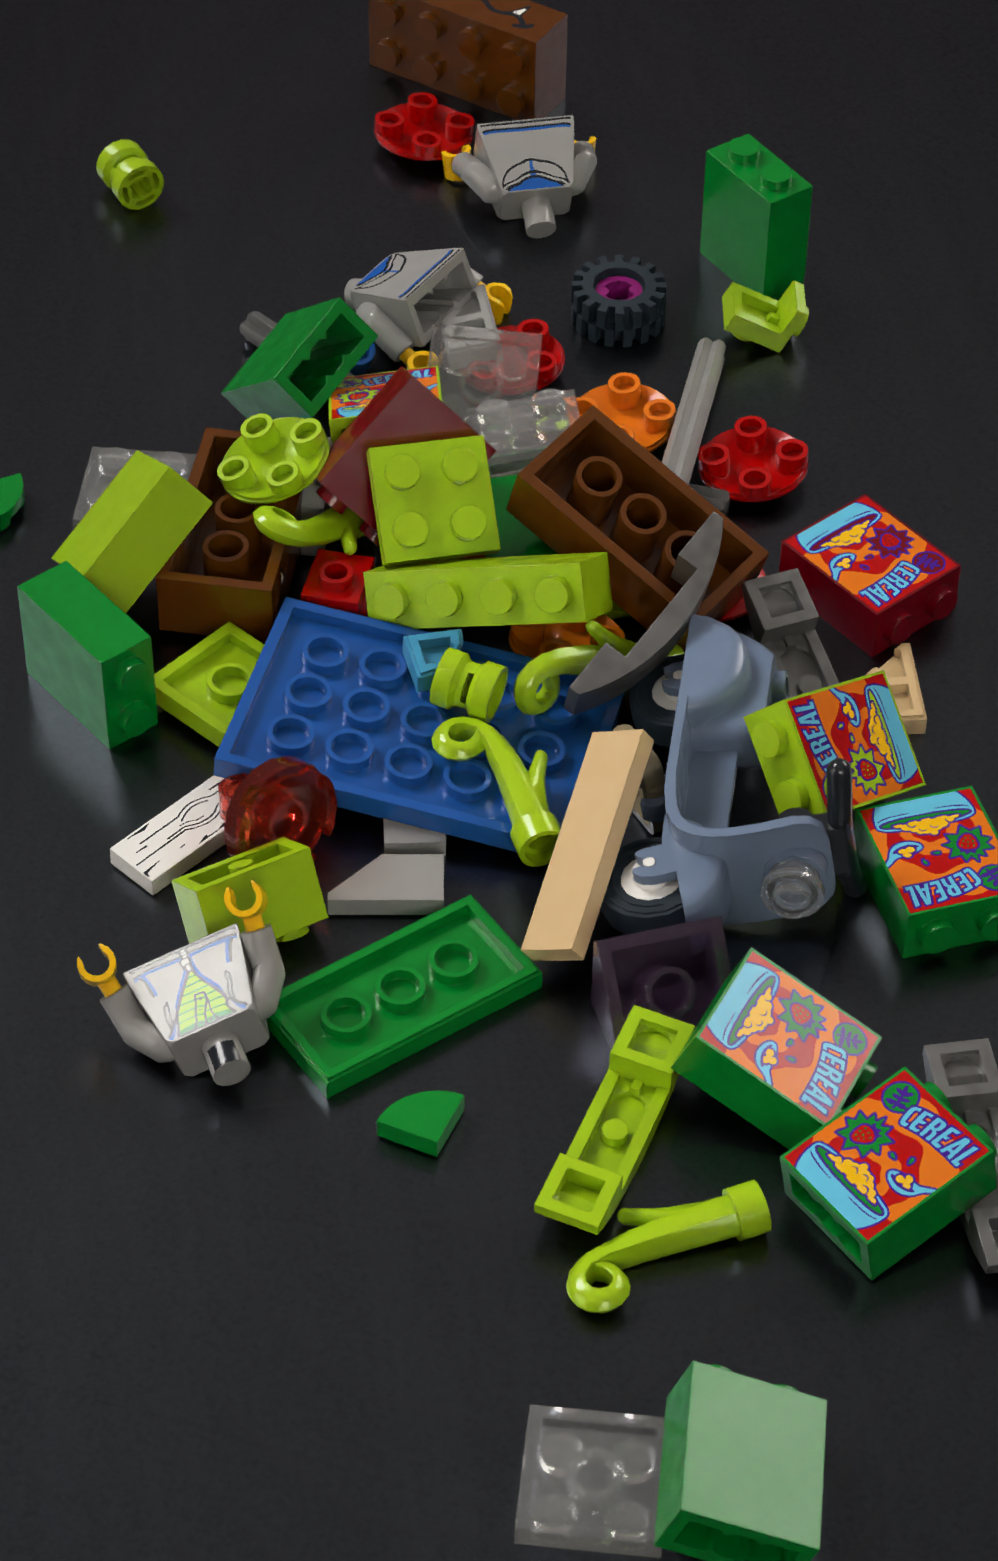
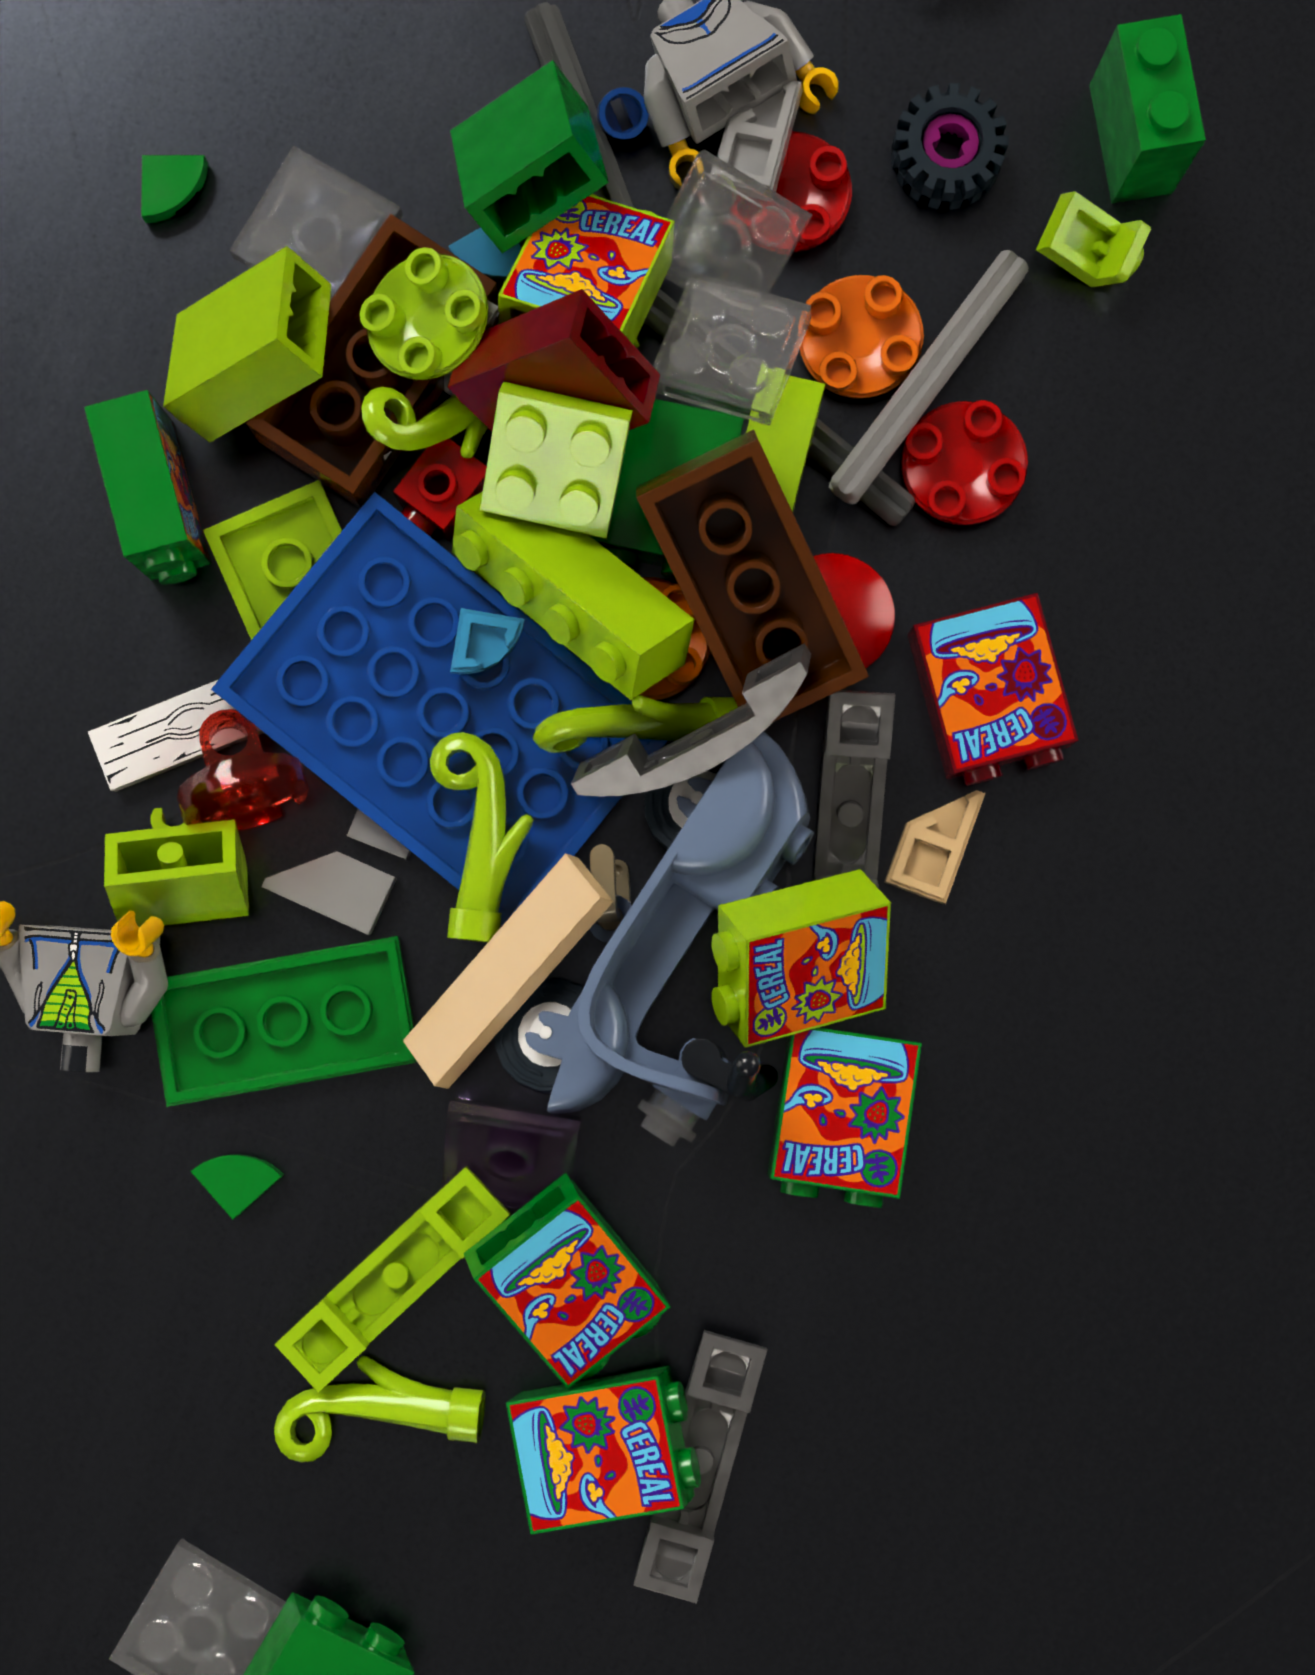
camera: 25 degrees right, 40 degrees up
(468, 685) = (492, 706): lime wheel -> none

